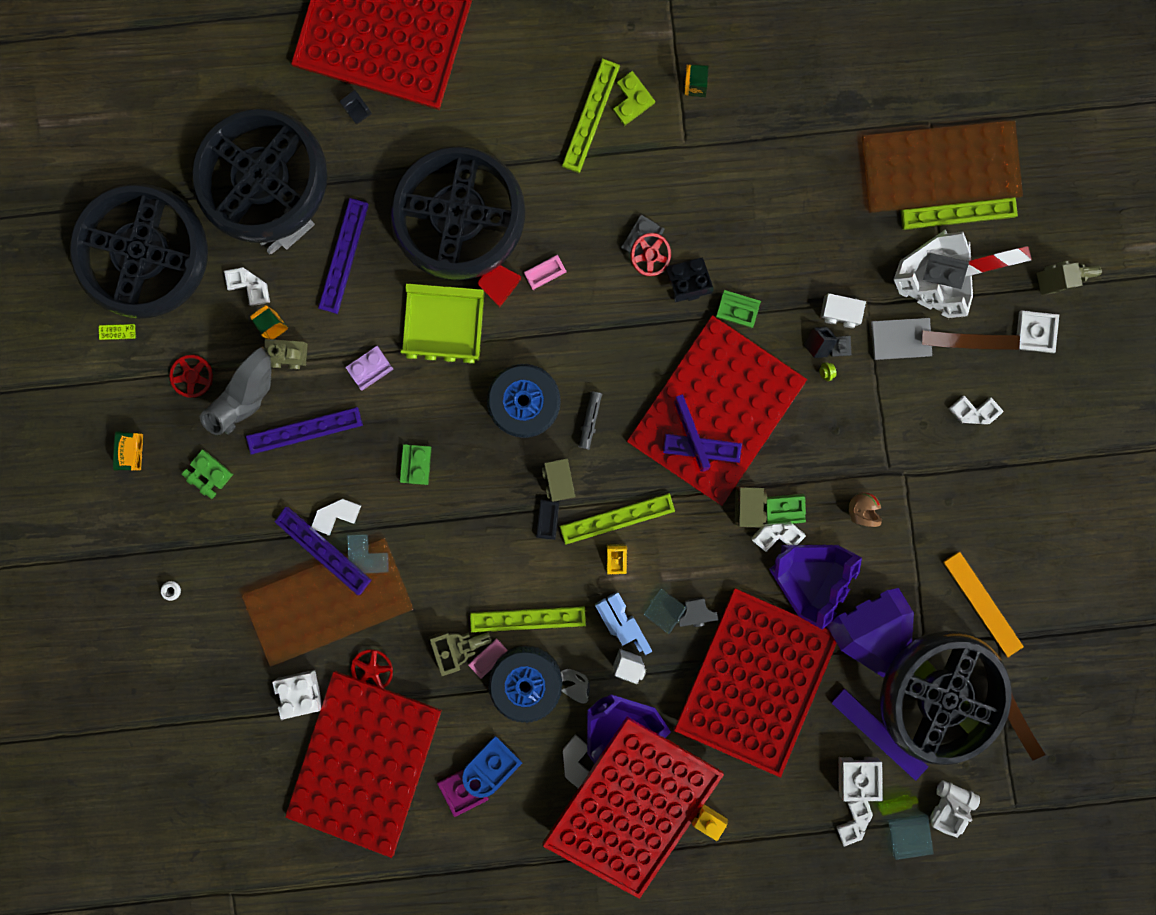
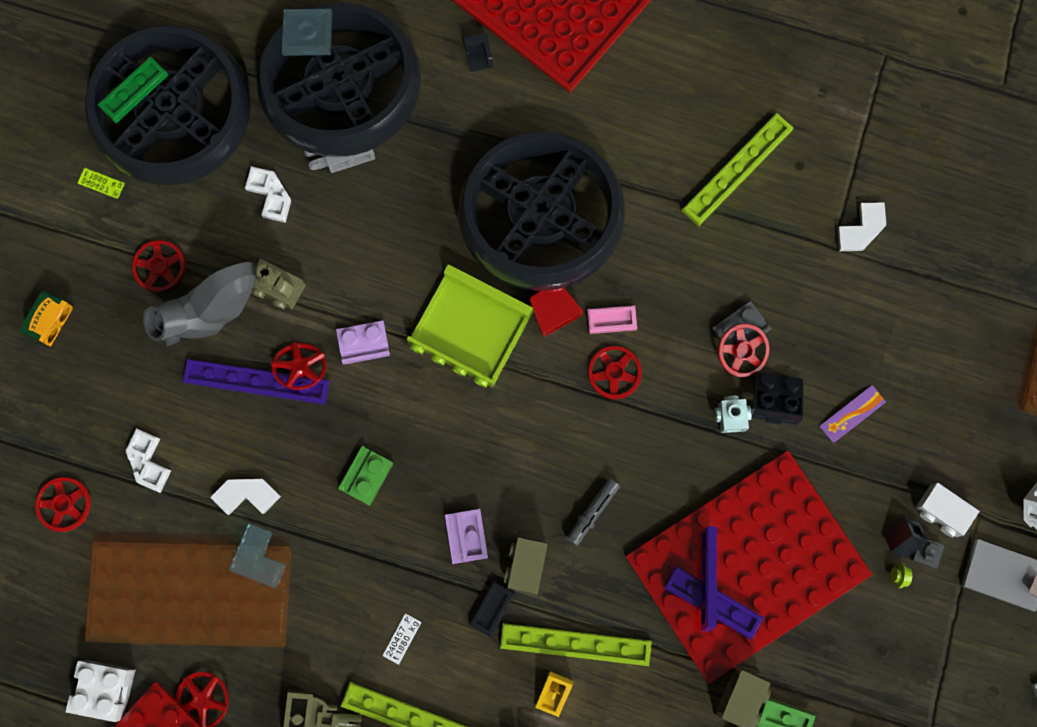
camera: 25 degrees right, 10 degrees down
(108, 252) = (133, 89): none -> green tile
(165, 590) = (8, 497): white plate -> none
(207, 578) = (63, 504): none -> red wheel
(209, 468) = (129, 379): bright green plate -> none
(219, 150) = (307, 32): none -> clear light blue tile
(244, 518) = (139, 453): none -> white tile
(268, 321) = (274, 240): piece -> none
(323, 551) = (211, 530): dark purple tile -> none
(330, 406) = (298, 365): none -> red wheel
(343, 256) = (390, 206): dark purple tile -> none
(493, 567) = (402, 639): none -> white sticker
(507, 476) = (466, 536): none -> lavender plate
(515, 383) = (528, 431): black wheel -> none
(563, 311) = (614, 372): none -> red wheel
(637, 98) = (798, 173): lime plate -> none
(662, 313) = (732, 423): none -> light aqua brick
(696, 80) = (875, 178): dark green piece -> none
(702, 130) = (858, 237): none -> white tile
(738, 309) = (821, 456): bright green plate -> none
(749, 267) = (852, 414): none -> medium lavender sticker

